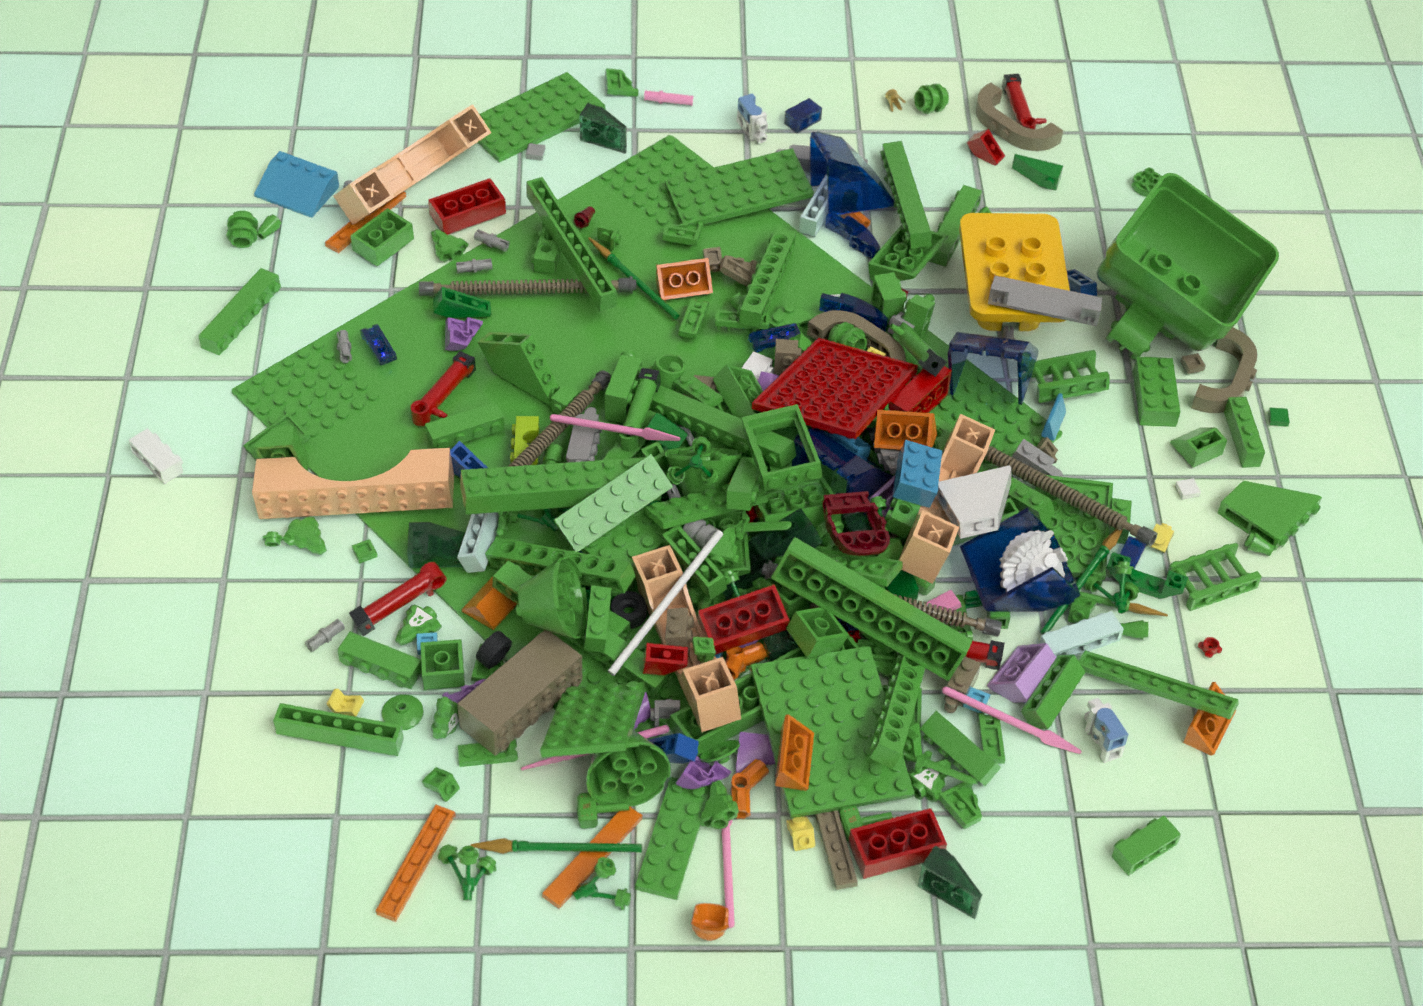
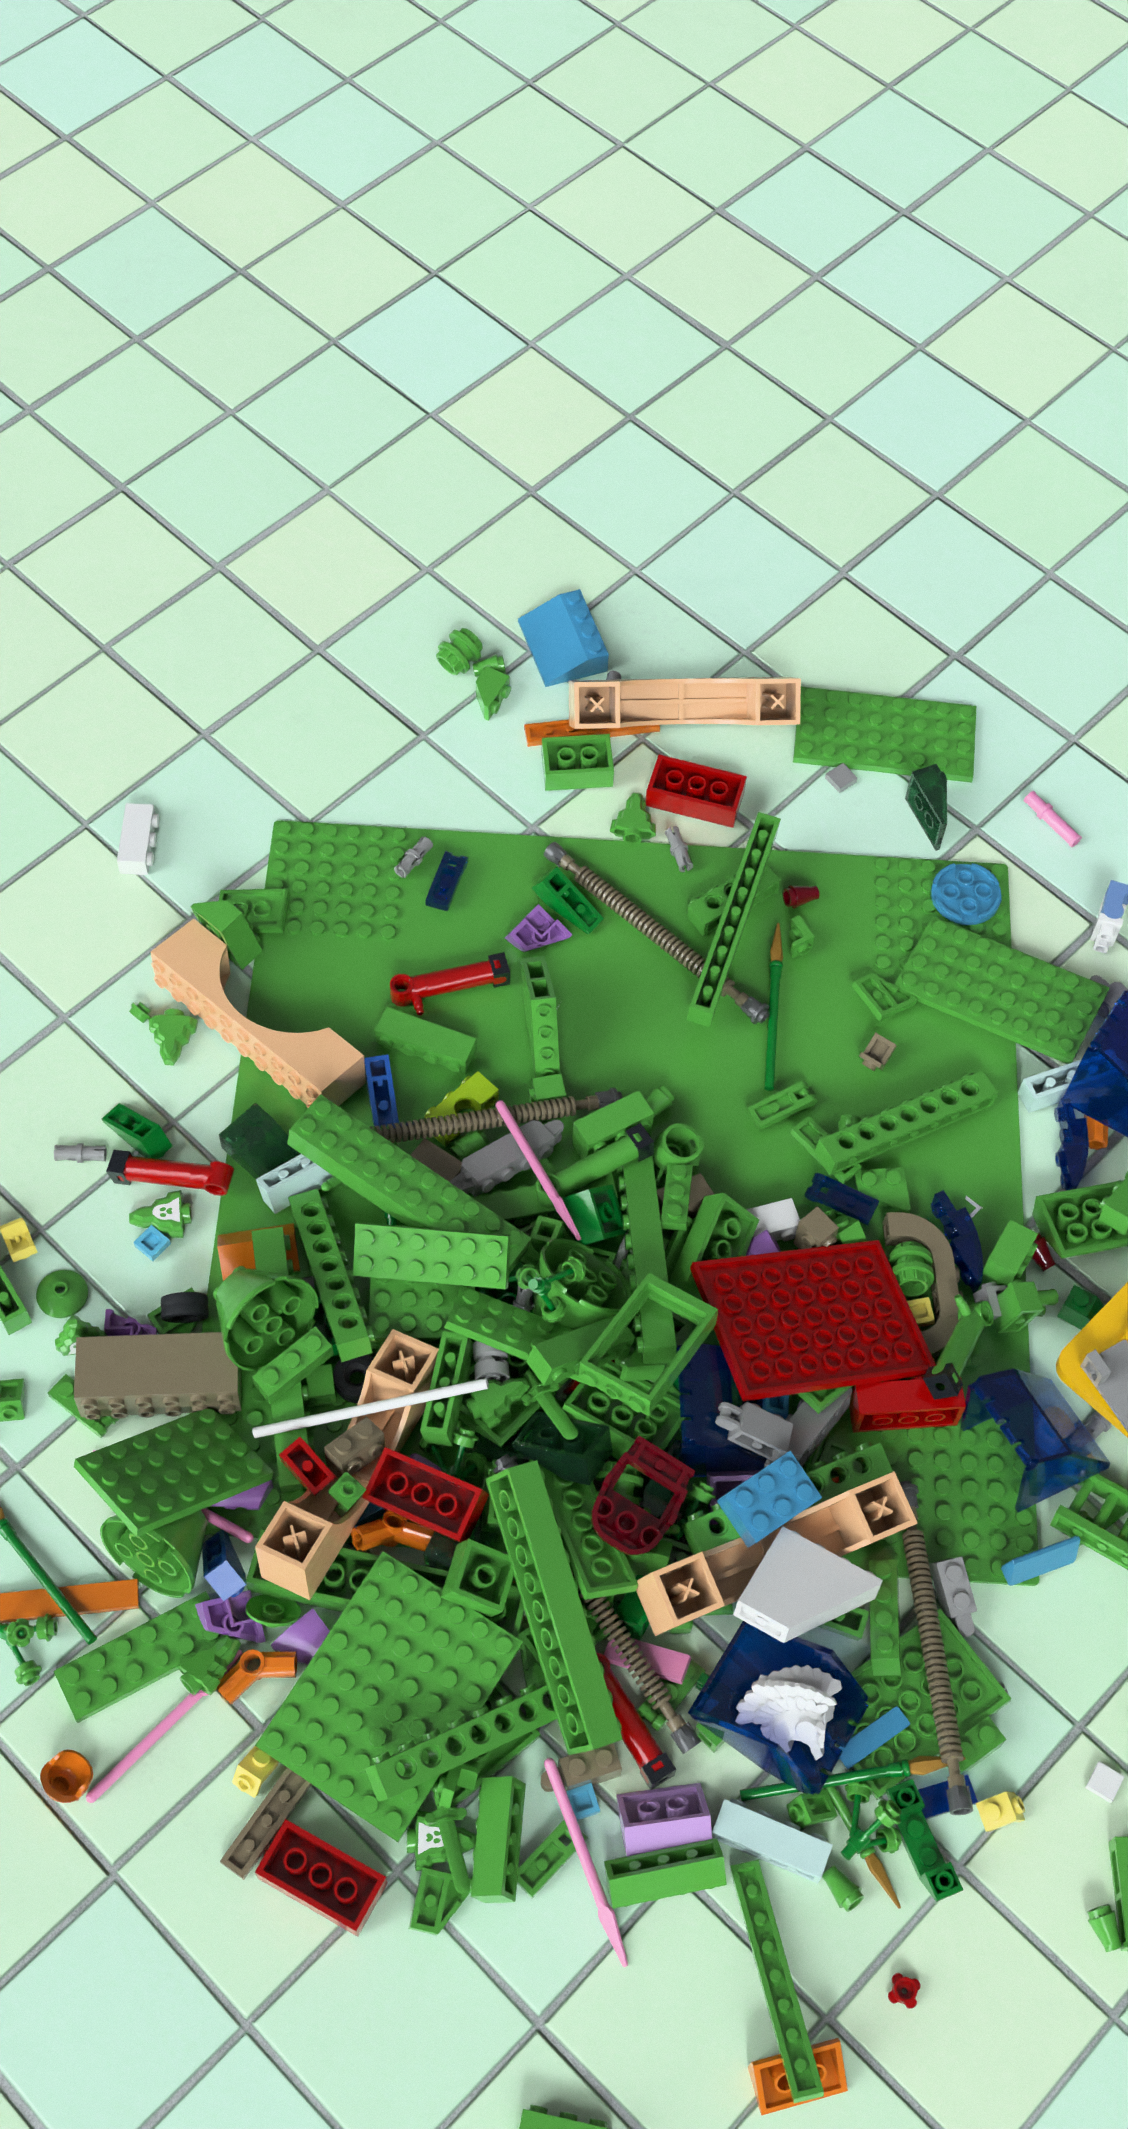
camera: 45 degrees right, 10 degrees up
(239, 311) = (366, 741): bright green brick -> none
(284, 238) = (491, 690): none -> bright green slope
(347, 596) = (138, 1131): none -> green slope
(364, 551) = (206, 1094): bright green tile -> none
(380, 660) = (94, 1223): bright green brick -> none
(442, 664) = (135, 1278): bright green brick -> none
(474, 265) = (630, 865): light grey pin -> none
(589, 810) = (95, 1556): bright green piece -> none
(618, 83) = (1017, 761): bright green wing -> none
(664, 709) = (259, 1512): light grey bracket -> none
(667, 159) = (966, 893): none -> dark azure tile
(684, 279) = (819, 1052): orange slope -> none
(738, 269) = (889, 1086): dark tan wing -> none
(794, 755) = (312, 1689): orange slope -> none
(851, 819) = (311, 1811): bright green piece -> none
(874, 449) = (756, 1429): none -> light grey brick
(898, 426) = (820, 1438): orange slope -> none
(947, 301) = (1080, 1307): none -> green slope
(948, 881) = (320, 1964): clear green slope -> none
(1048, 447) = (988, 1590): dark tan bracket -> none
(1073, 551) = (873, 1736): none -> dark azure sticker
(1105, 730) = (671, 1959): hips -> none
(1215, 593) = (982, 1931): bright green fence -> none

